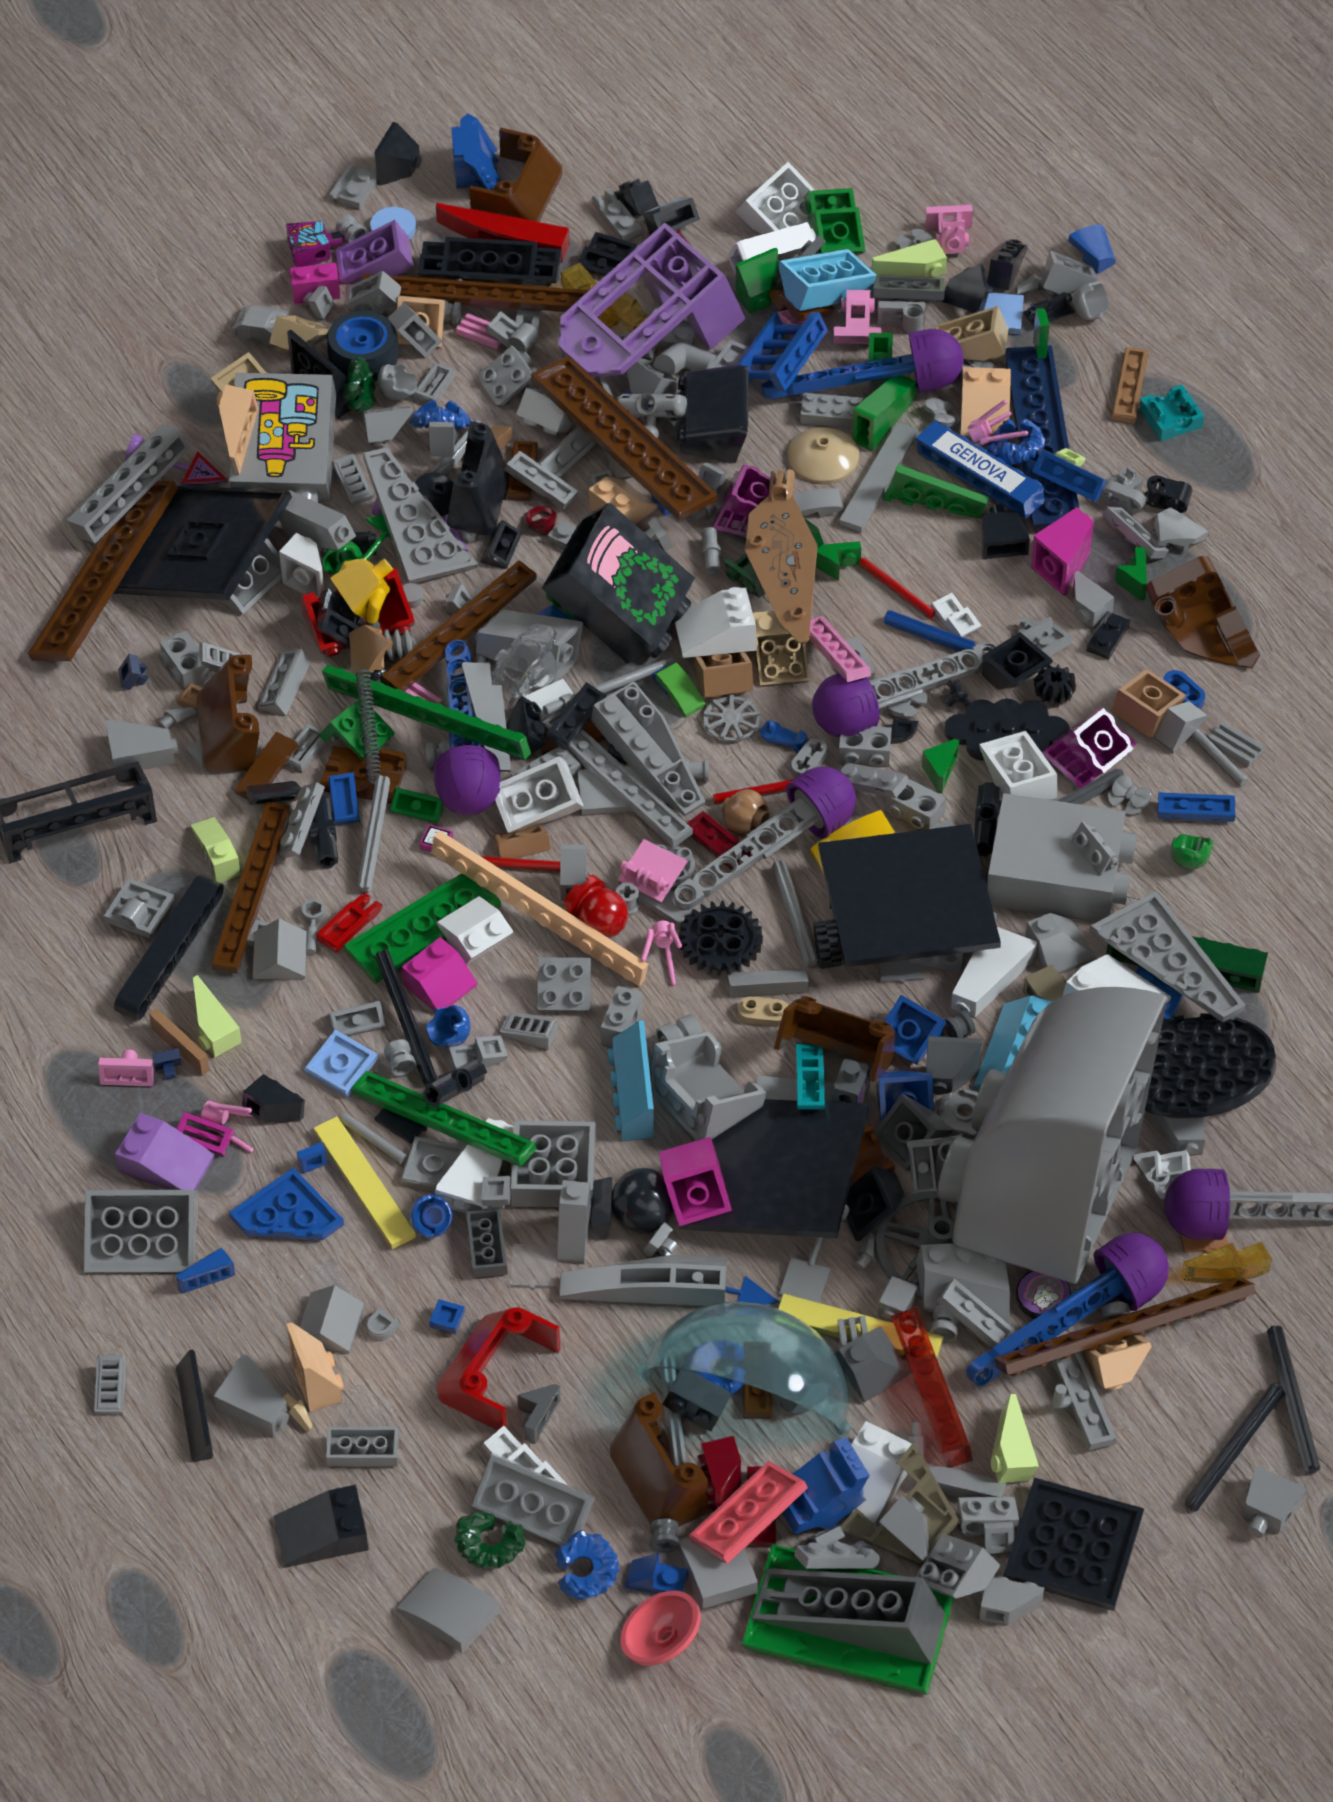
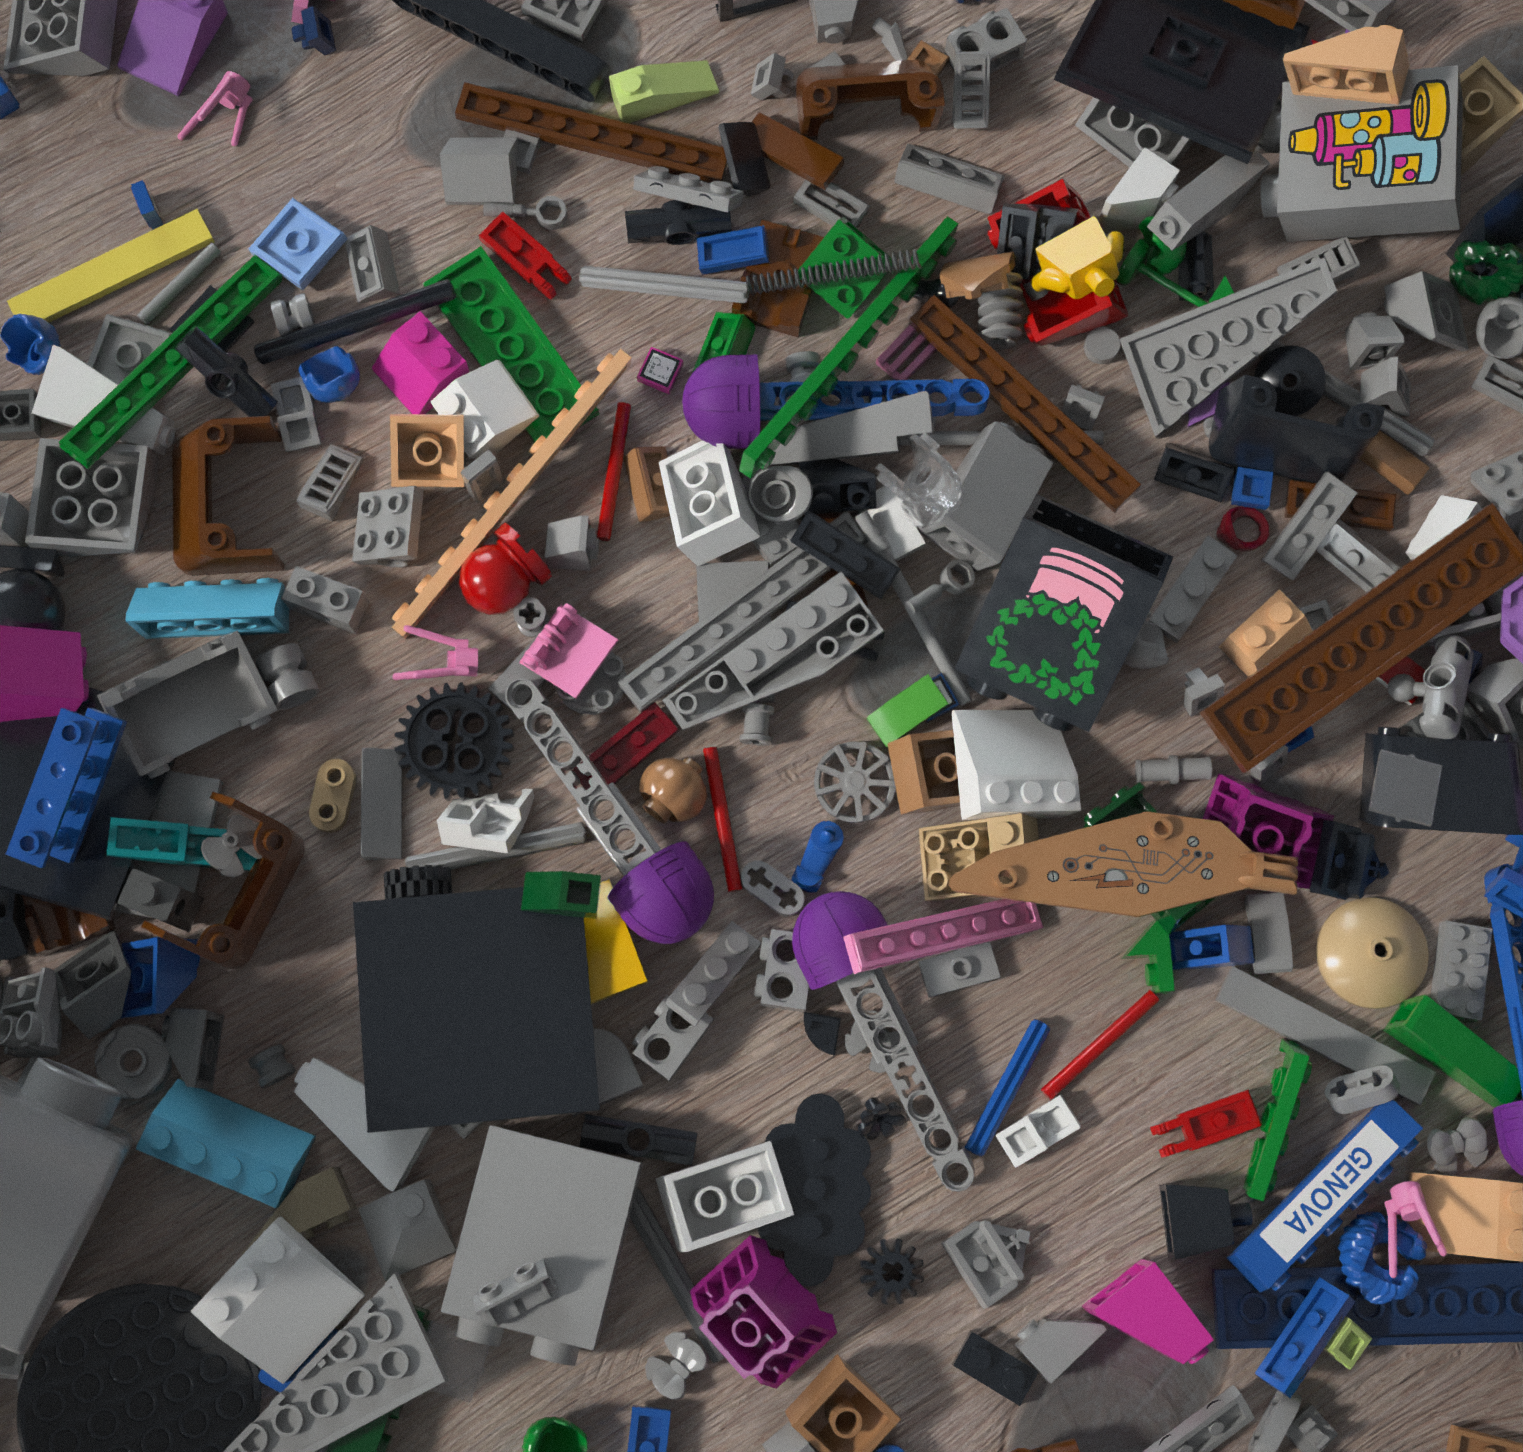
camera: 90 degrees right, 25 degrees up
(177, 1039) = (345, 46): medium nougat tile -> none
(207, 783) = (769, 77): none -> light grey tile
(216, 1026) = (374, 84): yellowish green slope -> none
(225, 1141) = (203, 77): dark pink tile -> none
(272, 1101) = (238, 154): black slope -> none
(287, 1210) = (73, 177): blue plate -> none
(408, 446) = (1371, 340): none -> light grey slope
(432, 413) = (1426, 374): blue piece -> none
(496, 1191) = (42, 420): light grey tile -> none
(511, 958) = (427, 450): none -> light nougat slope
(513, 512) = (1252, 488): none -> blue plate
(526, 924) = (482, 476): none -> light grey plate
(540, 745) = (781, 493): none -> light grey hat
(552, 1098) = (197, 542): none -> reddish brown windscreen
(586, 666) = (935, 591): none -> light grey piece
(712, 477) = (1315, 776): light grey tile -> none
(722, 418) = (1405, 788): none -> clear piece
(767, 460) = (1345, 862): none -> black slope
(777, 916) = (485, 821): none -> white slope
(777, 1118) = (66, 787): none -> blue fence
(803, 1044) = (221, 850): none -> light grey piece
(829, 524) = (1211, 947): none -> blue slope
(830, 838) = (562, 893): none -> dark green slope
(912, 1028) = (268, 995): blue slope -> none
(913, 452) = (1362, 1089): none -> light grey beam
(939, 763) = (748, 1080): green slope -> none
(942, 531) = (1210, 1123): none -> red hinge
(1013, 662) = (919, 1213): black slope -> none
(1134, 576) = (1101, 1427): green slope -> none

